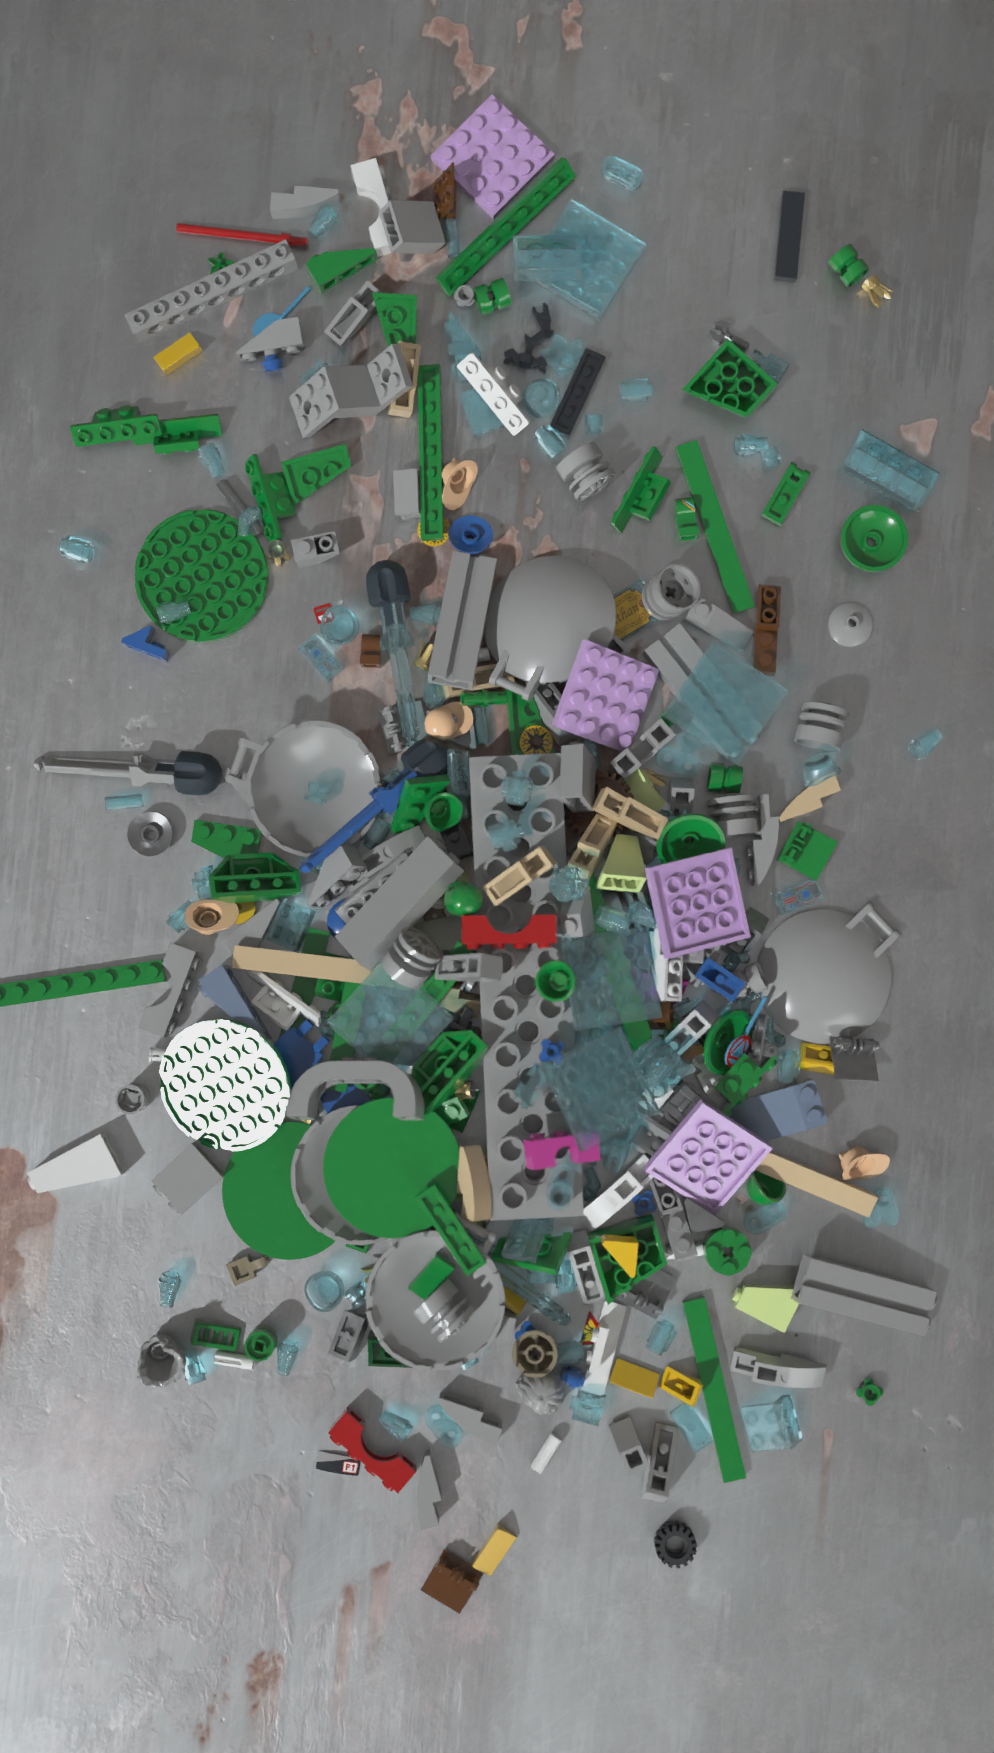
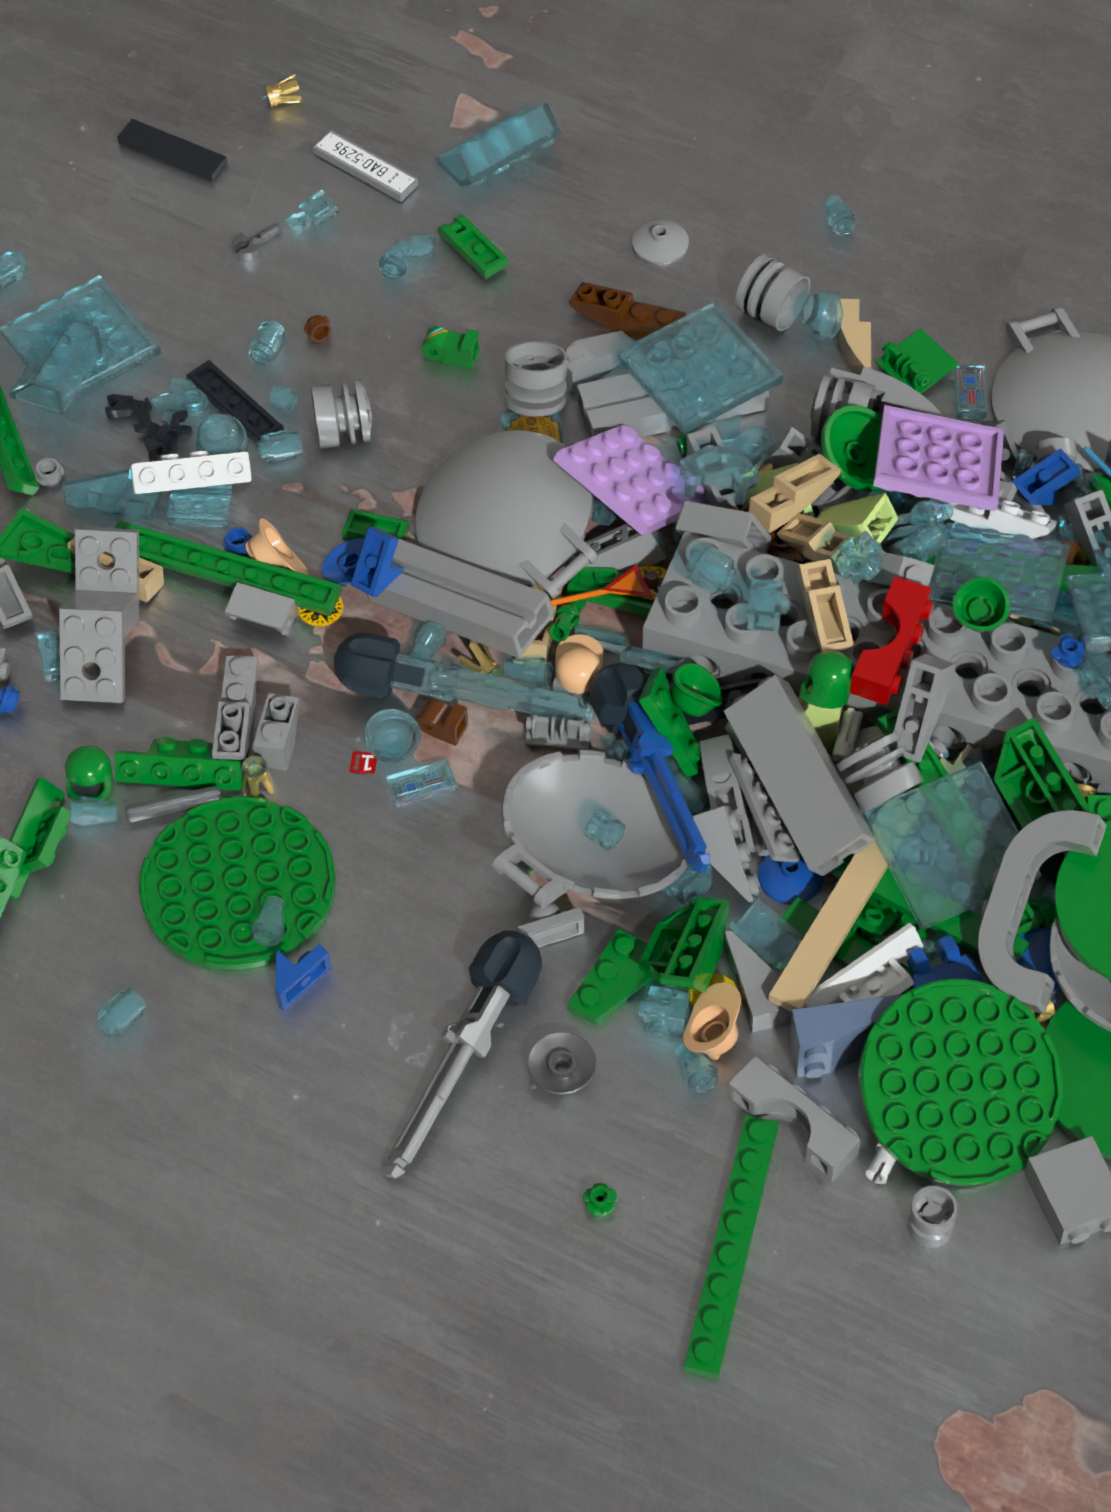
camera: 65 degrees left, 30 degrees down
(77, 894) = (596, 1207): none -> green plate
(81, 1165) = (1003, 1327): white slope -> none
(124, 801) = (500, 1084): clear light blue hinge -> none
(236, 444) = (89, 767): none -> green helmet
(246, 518) = (194, 792): clear light blue arm -> none
(314, 470) = (173, 701): green wing -> none
(320, 516) = (236, 708): none -> light grey slope
(446, 922) = (847, 734): none -> white piece
(459, 445) = (234, 537): none -> blue plate
(460, 556) = (375, 564): none -> blue slope
(499, 293) = (69, 440): green wheel -> none
(509, 537) = (359, 521): none -> green tile
(524, 727) = (629, 583): none -> orange piece
(635, 753) = (719, 468): none -> clear light blue piece
(644, 493) = (400, 372): green bracket -> none
(664, 418) = (318, 328): none -> reddish brown plate
(715, 527) = (491, 325): green tile -> none
(723, 778) = (790, 407): green wheel -> none
(732, 381) = (312, 242): green wedge -> none
(832, 382) = (365, 166): none -> tile
(848, 265) = (232, 108): green wheel -> none
(881, 526) = (572, 177): green dish -> none

